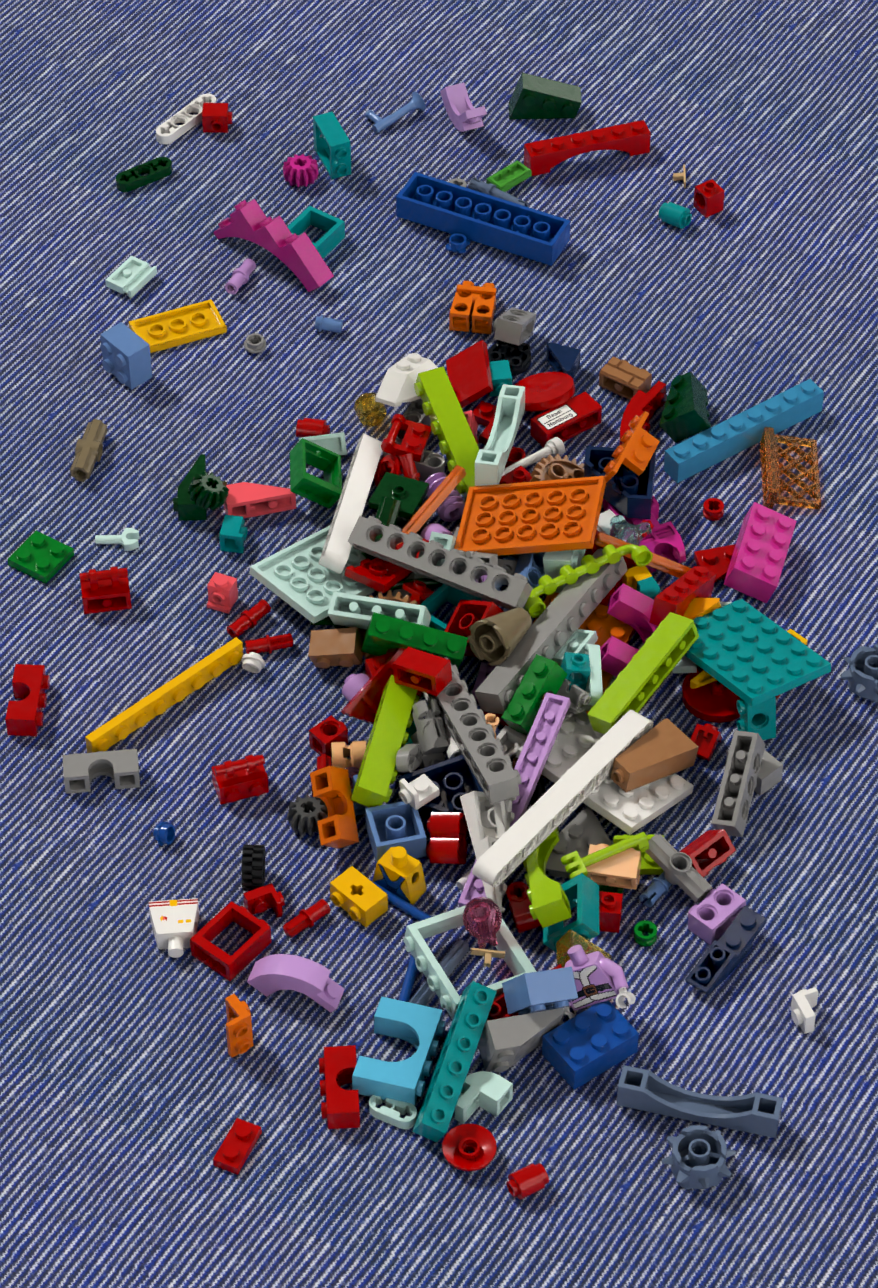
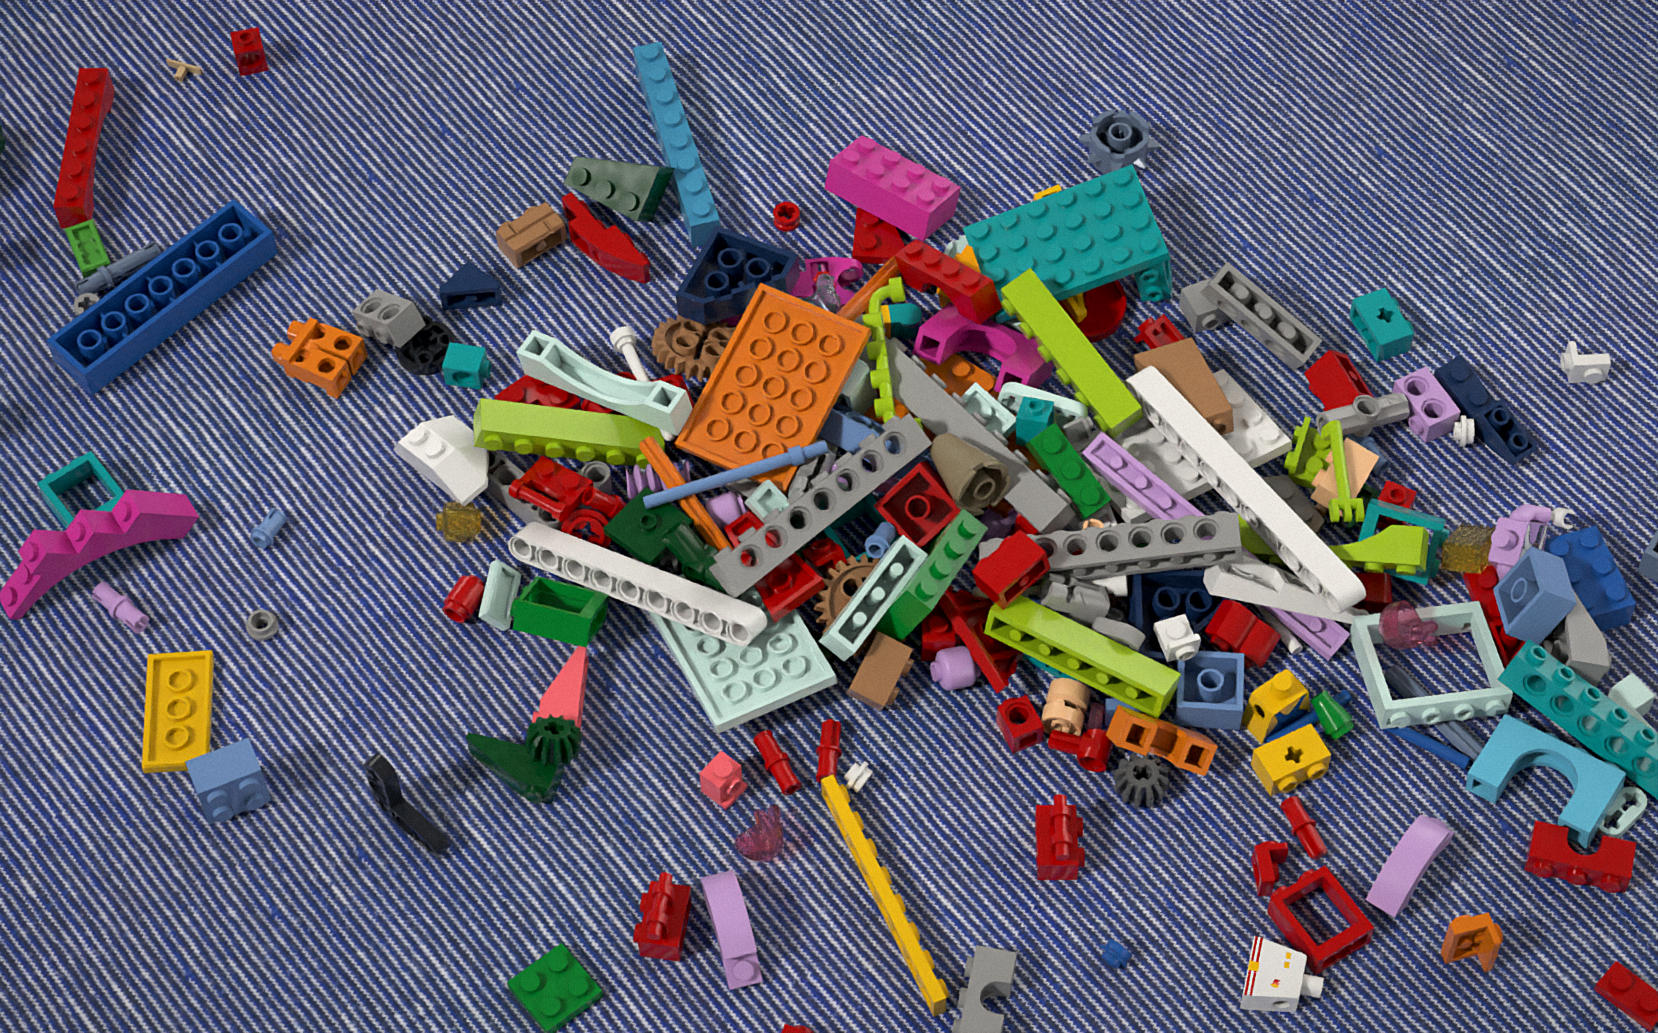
camera: 70 degrees left, 10 degrees up
(88, 450) = (380, 878): dark tan piece -> none
(108, 616) = (732, 929): none -> lavender arch
(127, 539) = (563, 880): light aqua bar -> none
(131, 276) = (51, 742): light aqua plate -> none
(144, 440) = (389, 798): none -> black beam
(183, 626) = (763, 839): none -> clear pink piece
(233, 534) = (617, 740): teal brick -> none
(253, 867) = (1220, 860): black tyre -> none
(404, 911) = (1332, 715): none -> green cone
(438, 613) = (879, 543): none -> medium blue pin
(457, 243) = (183, 335): blue plate -> none
(470, 373) = (446, 389): red tile -> none
(475, 541) = (794, 456): none -> medium blue bar
(487, 955) = (1447, 642): tan piece -> none
(547, 390) = (510, 318): red piece -> none
(566, 419) = (574, 314): red brick -> none
(635, 449) = (713, 245): orange bracket -> none
(642, 940) = (1431, 491): green bush -> none
(675, 215) = (257, 95): teal brick -> none
(701, 942) = (1464, 431): none -> white plate
(771, 470) = (752, 137): clear orange fence -> none
(781, 871) = (1381, 324): none -> teal brick

